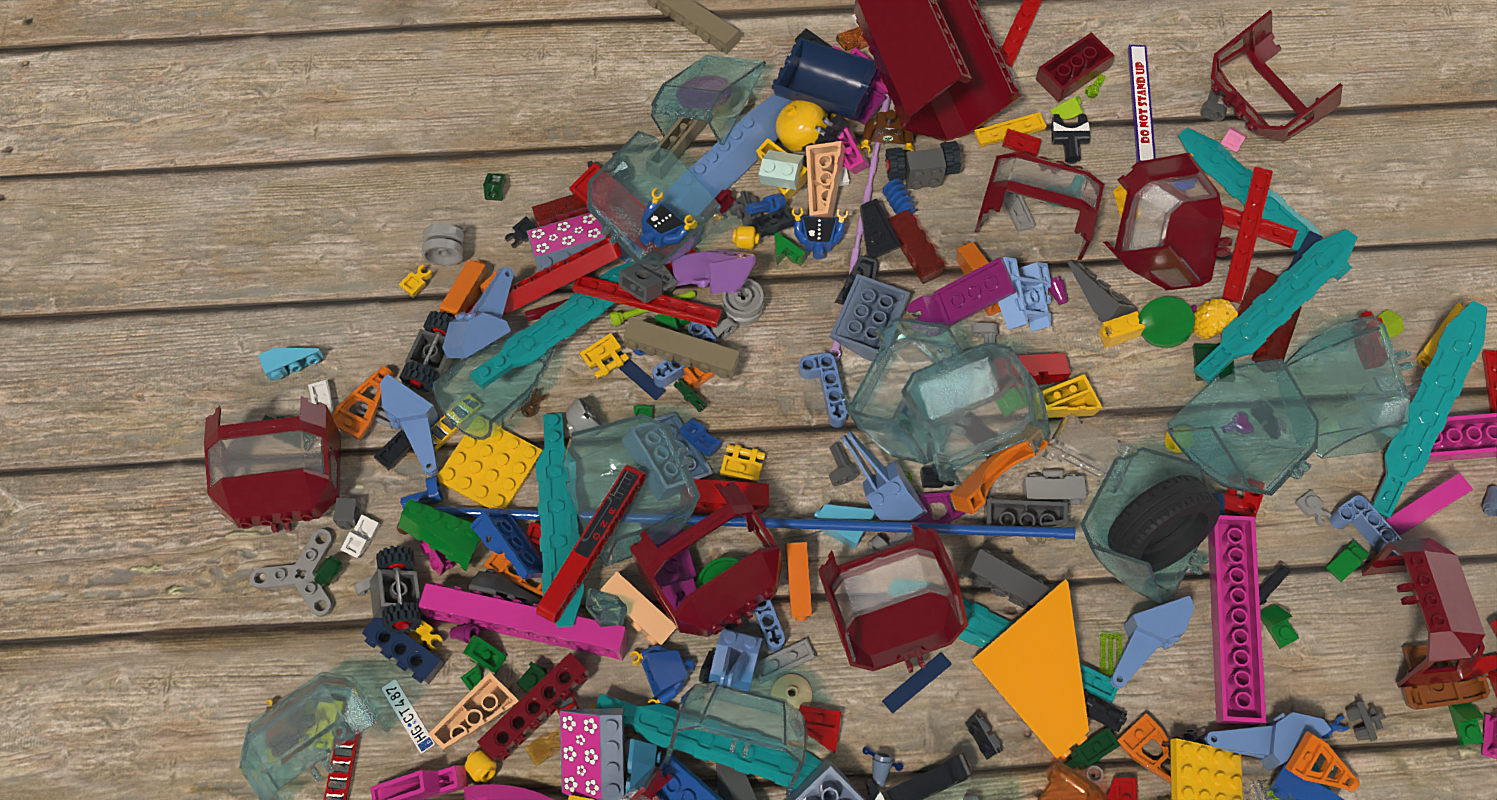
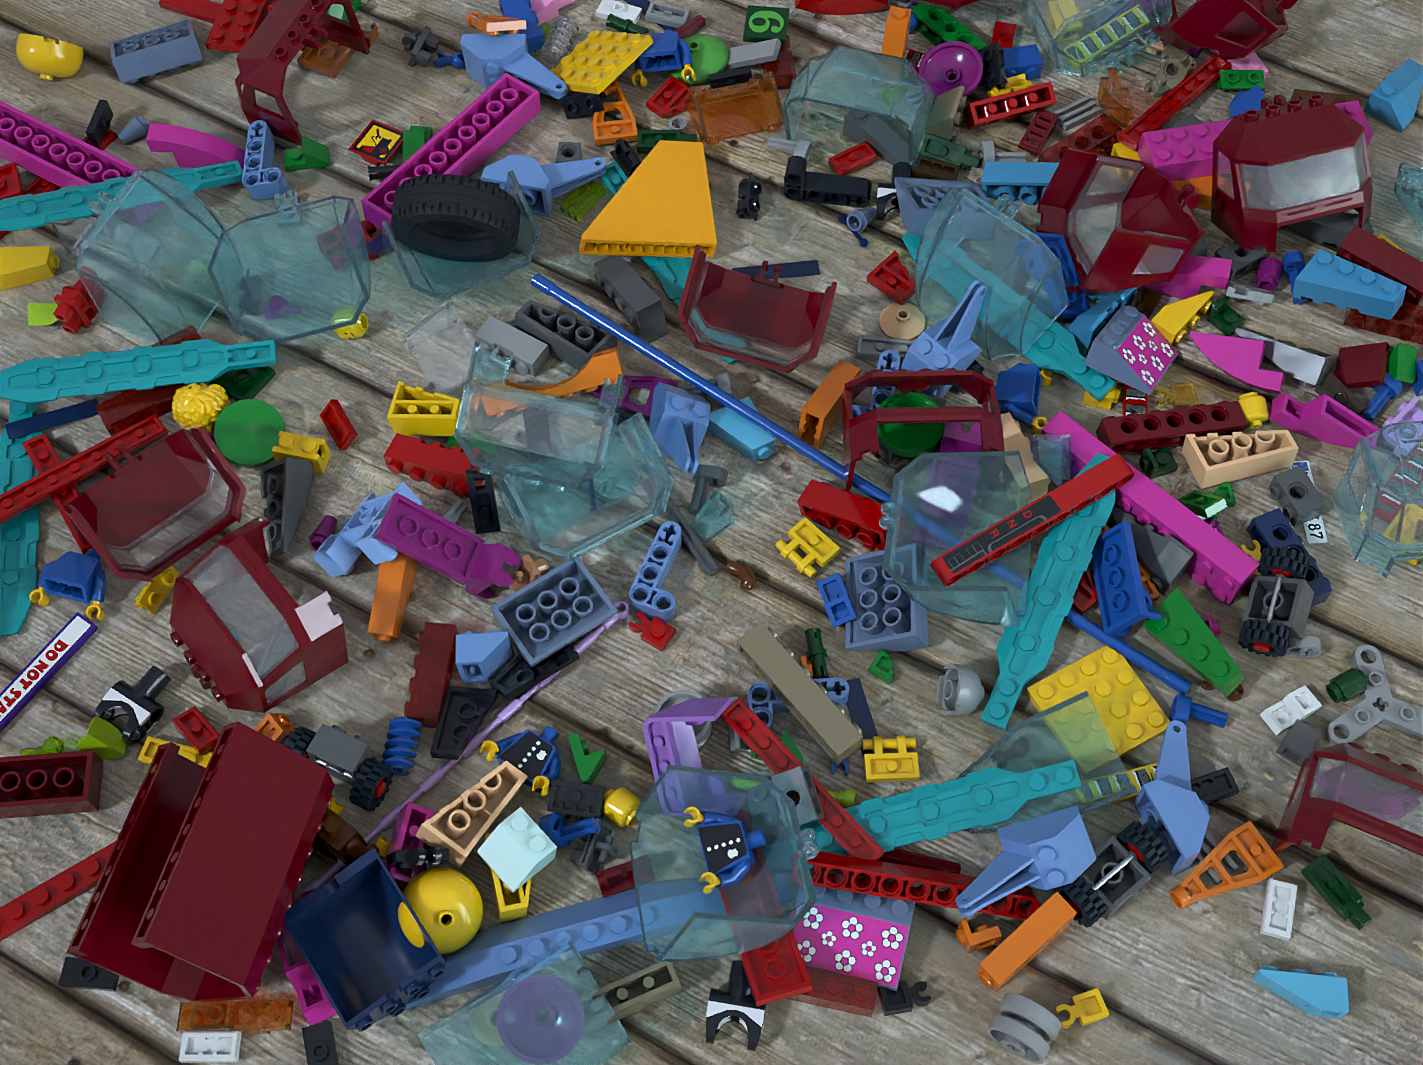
camera: 145 degrees left, 5 degrees down
(422, 717) = (1297, 483): none -> dark grey brick
(773, 423) = (745, 573): none -> reddish brown arm
(800, 350) = (655, 633): none -> red plate
(818, 446) = (713, 517): none -> clear light blue slope
(832, 428) = (691, 539): none -> dark grey axle
(896, 264) = (482, 655): none -> medium blue slope
(978, 167) = (275, 726): none -> orange bracket
(1117, 364) = (338, 424): none -> red plate
(1154, 674) = (568, 152): none -> dark grey brick
(1306, 604) = (377, 143): none -> piece

